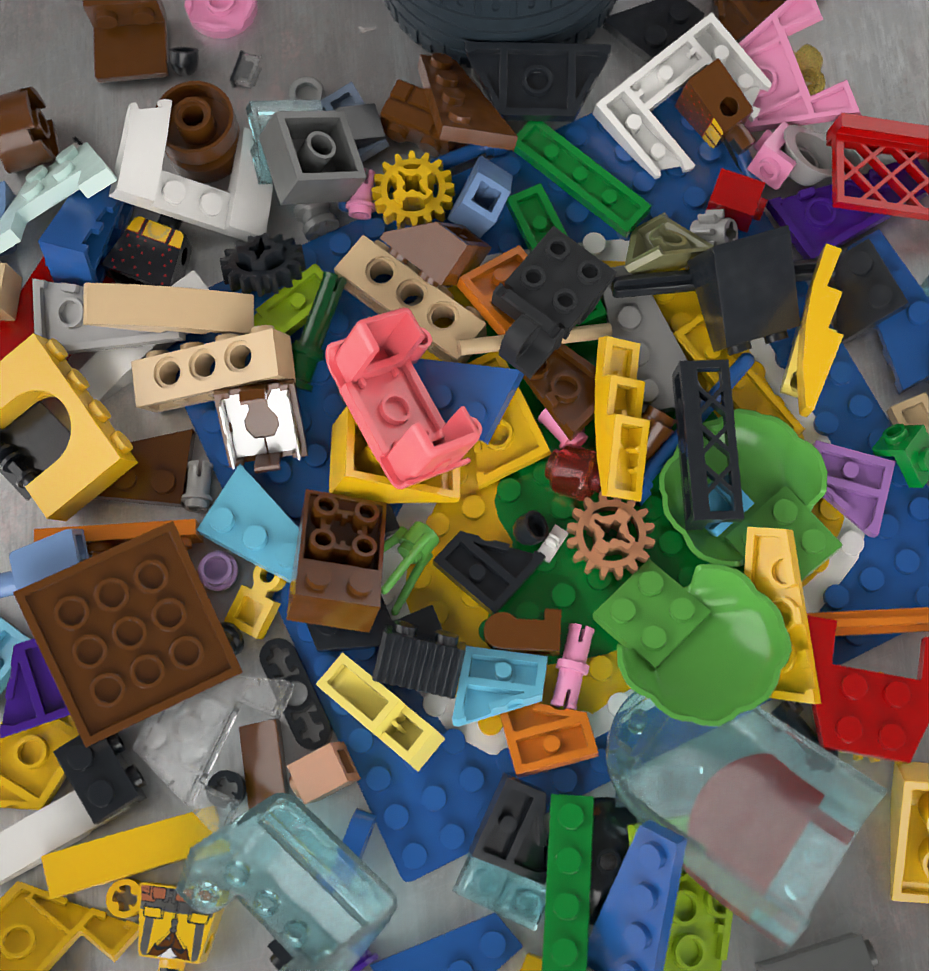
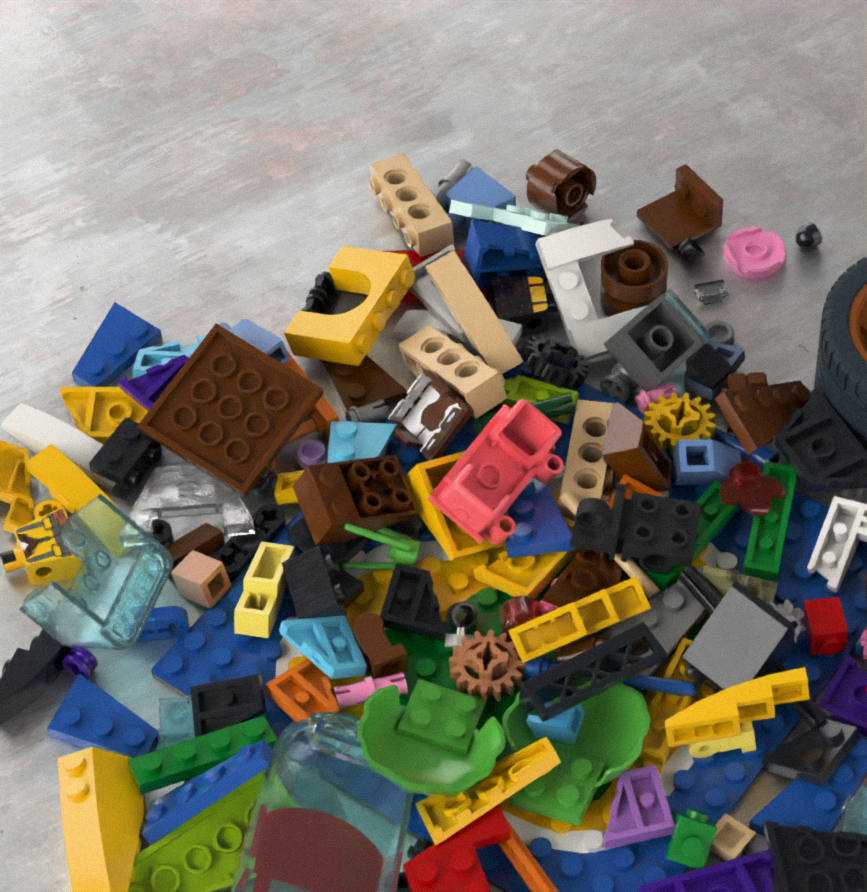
camera: 60 degrees right, 25 degrees down
(542, 172) = (751, 489): none -> clear red plate

